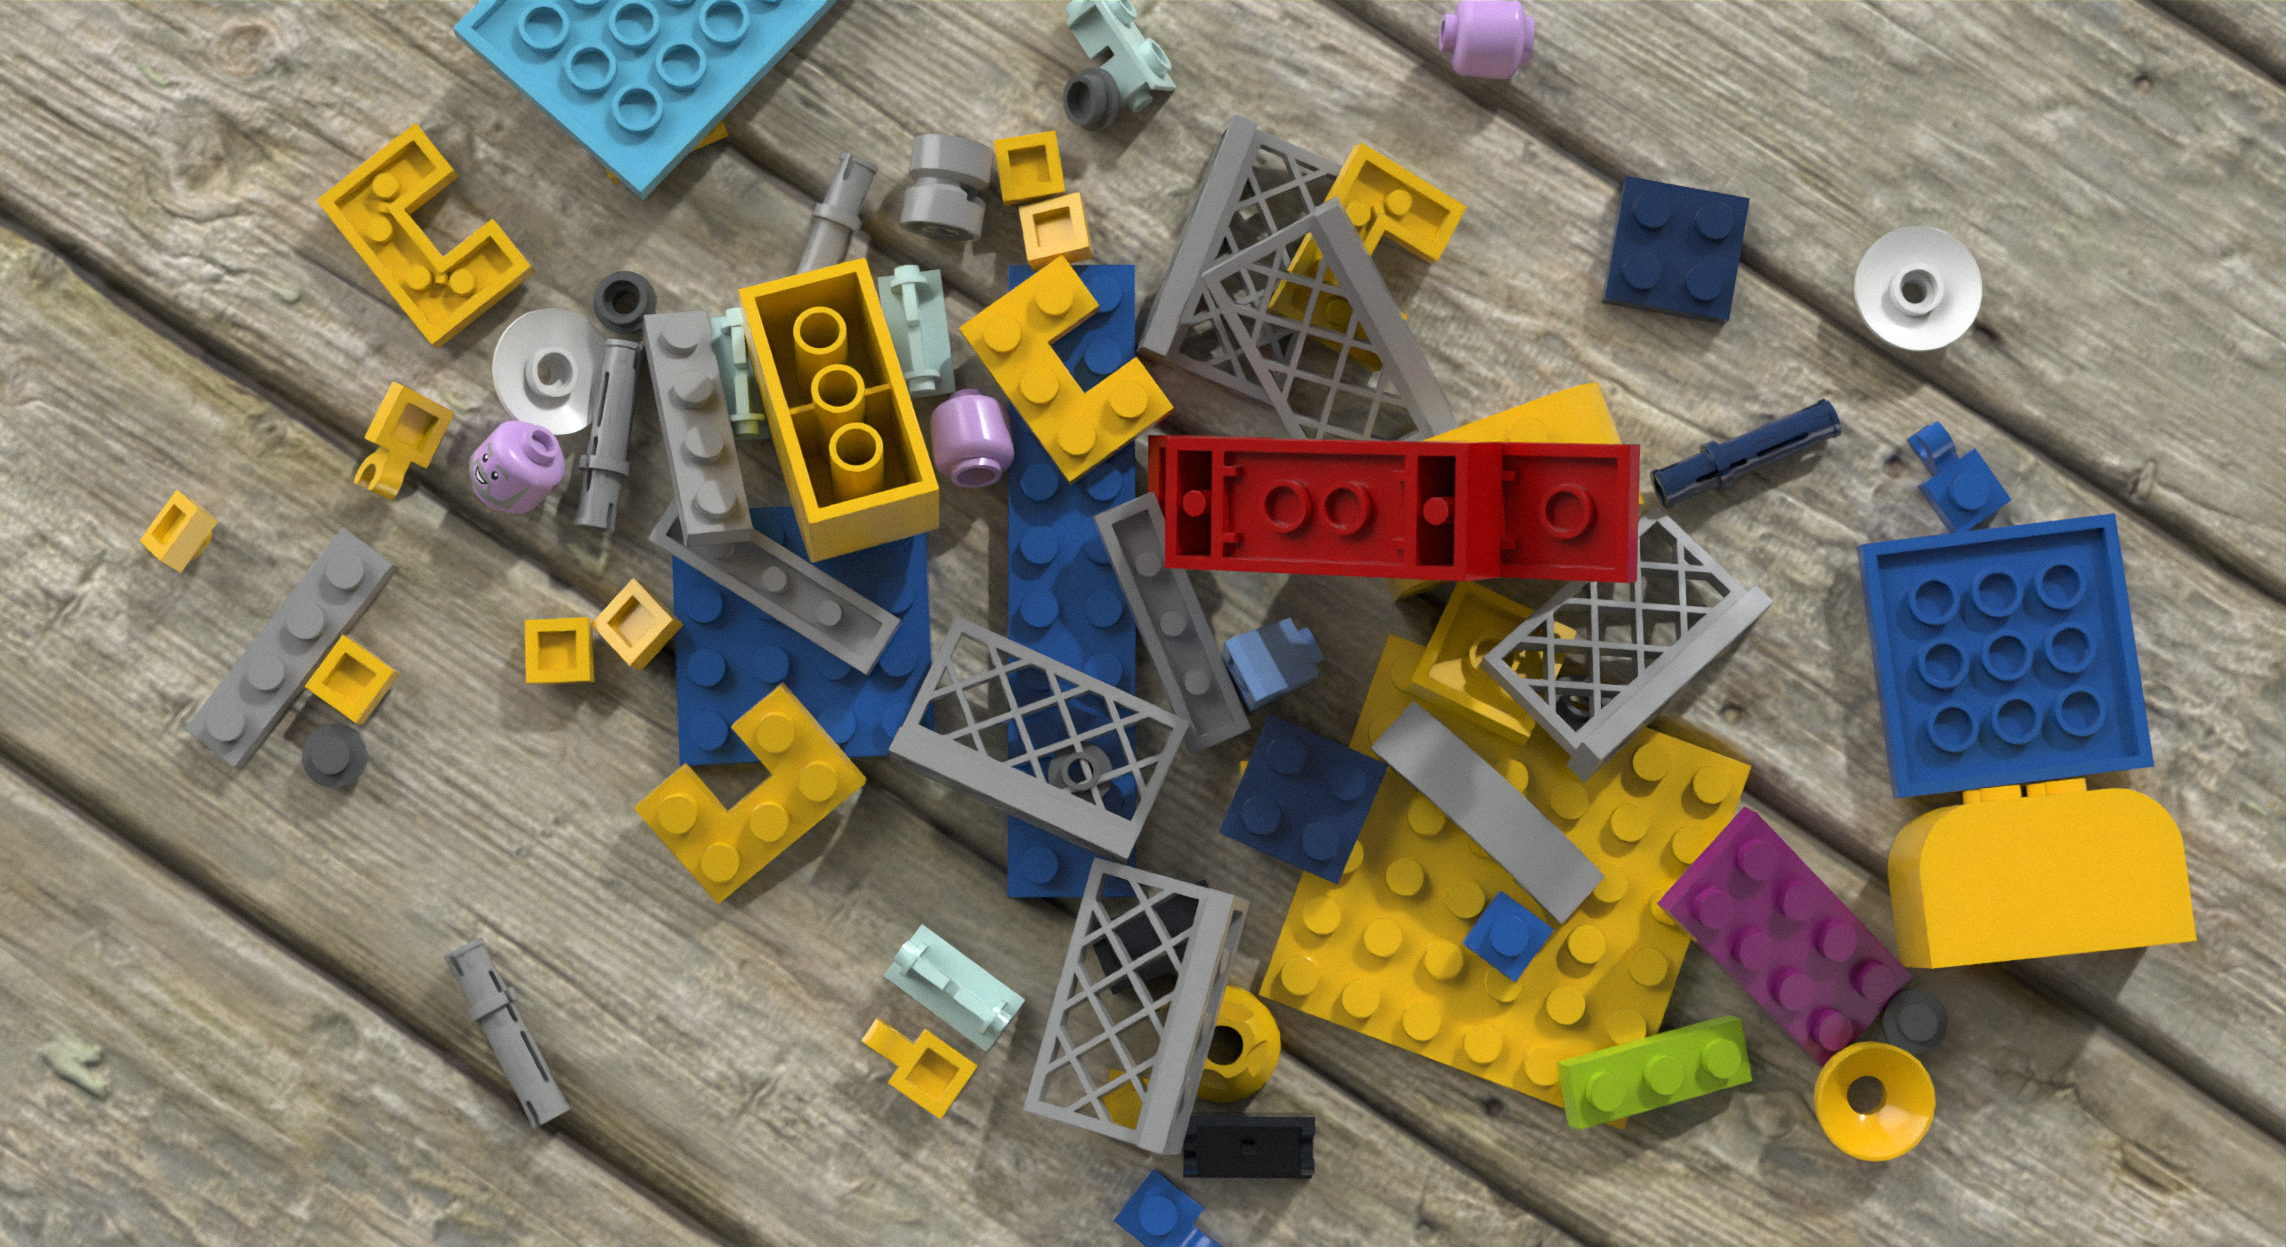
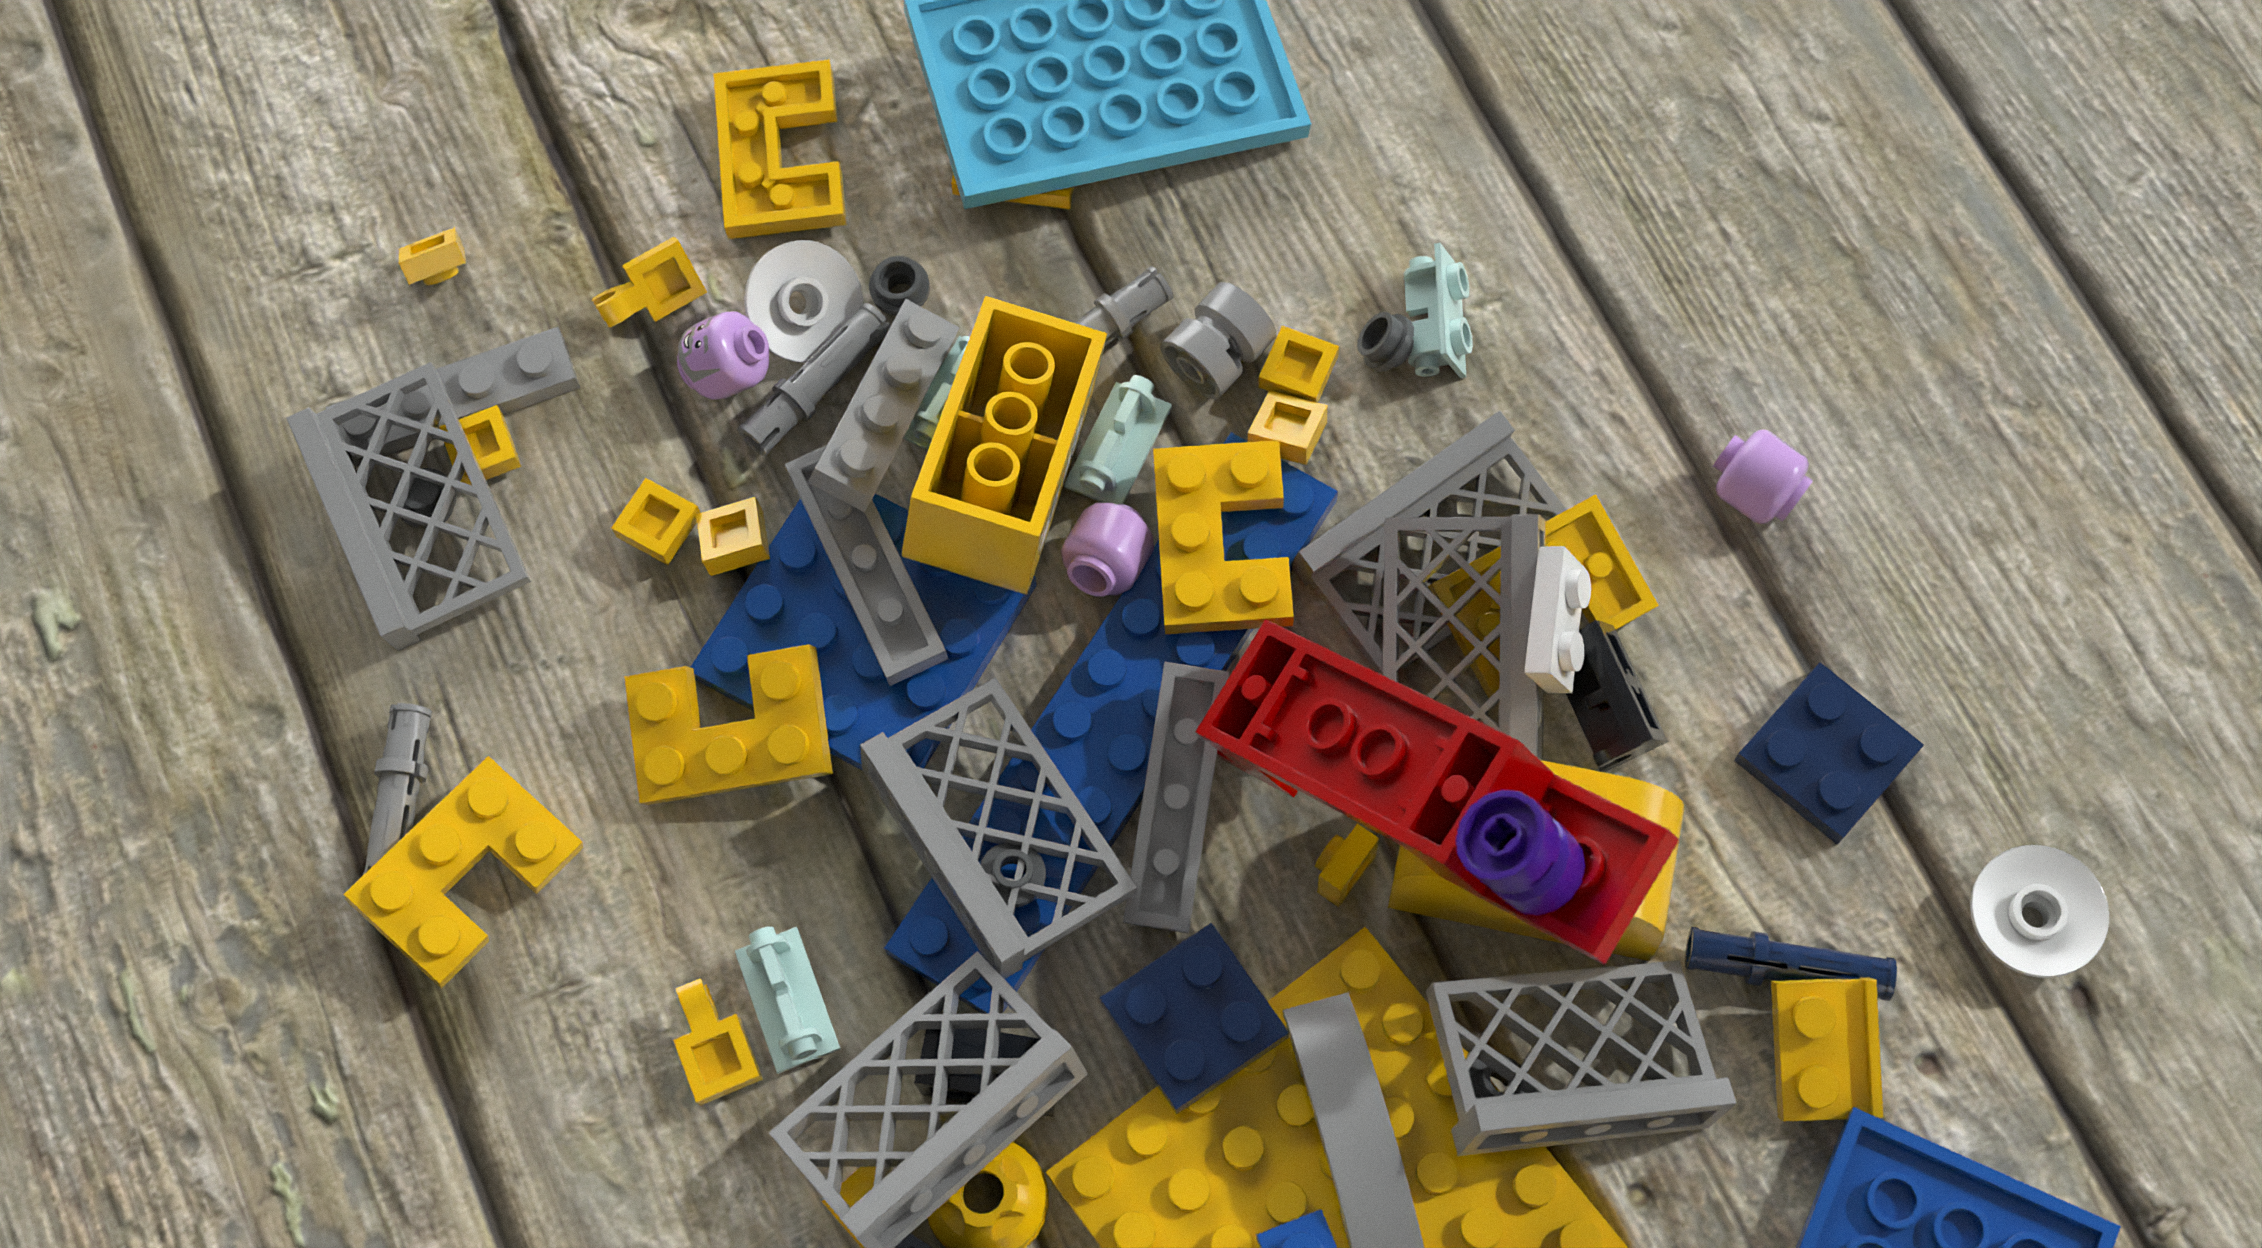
camera: 35 degrees right, 15 degrees down
(298, 818) = (367, 539): none -> light grey fence
(573, 1099) = (409, 884): none -> yellow plate
(1271, 662) = (1238, 877): medium blue slope -> none
(1342, 598) = (1344, 863): none -> yellow plate
(1413, 306) = (1554, 637): none -> white plate
(1450, 667) = (1396, 985): yellow plate -> none
(1472, 315) = (1612, 701): none -> black hinge
(1521, 534) = (1520, 852): none -> dark purple wheel
(1814, 508) = (1826, 1048): none -> yellow plate
(1960, 487) = (1978, 1117): blue plate -> none

